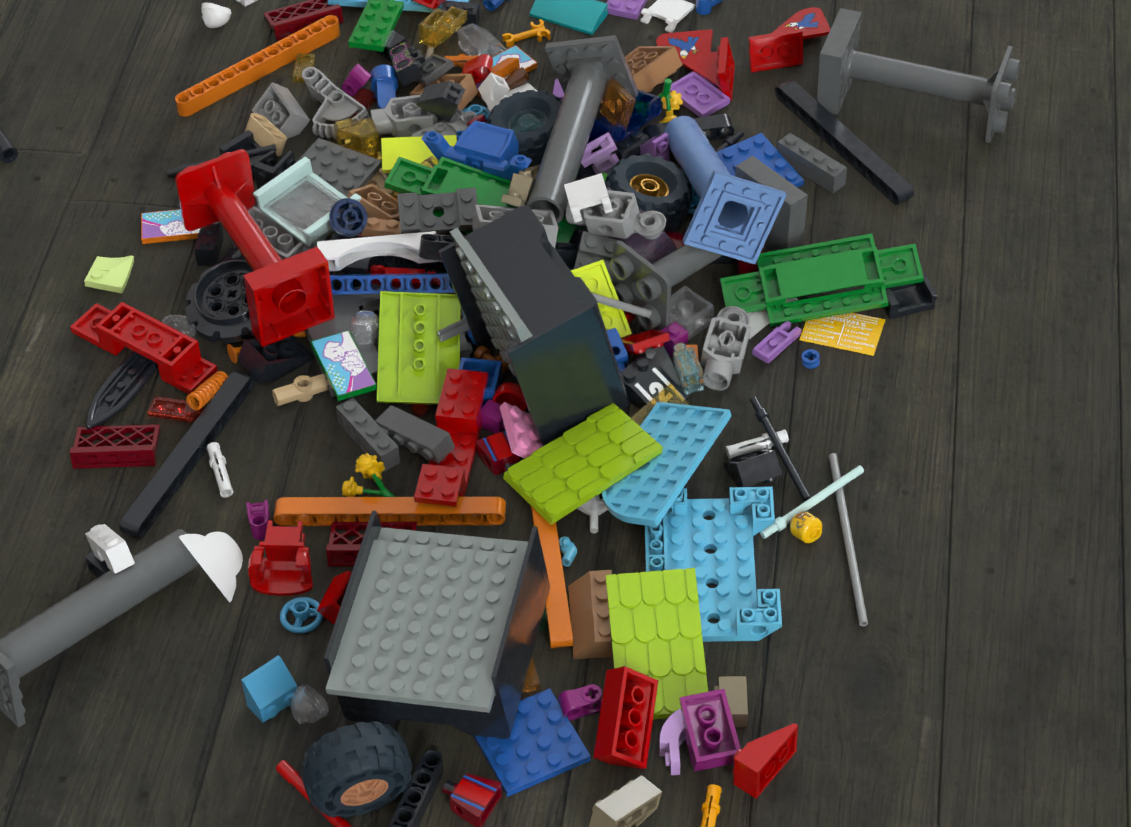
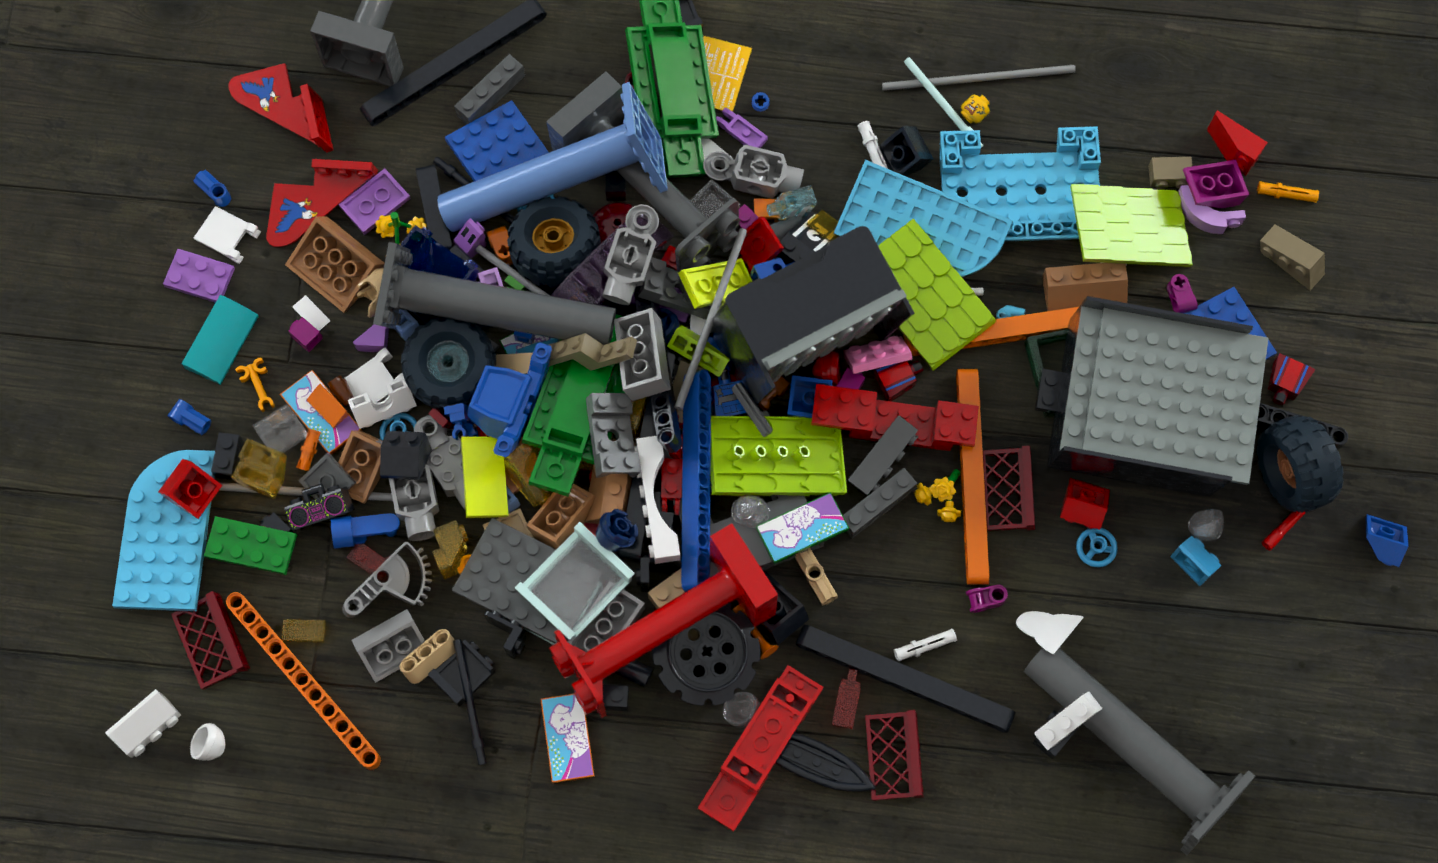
camera: 95 degrees left, 25 degrees up
(110, 273) = (645, 803): yellowish green plate -> none
(206, 391) = (828, 666): orange piece -> none
(287, 562) = (1043, 566): red piece -> none
(355, 80) = (343, 561): magenta piece -> none
(479, 67) = (336, 427): red beam -> none
(587, 193) = (614, 276): white flag -> none
(617, 104) = (436, 260): clear orange tile -> none
(626, 718) = (1205, 254): red slope -> none
(763, 417) = (851, 139): black bar -> none

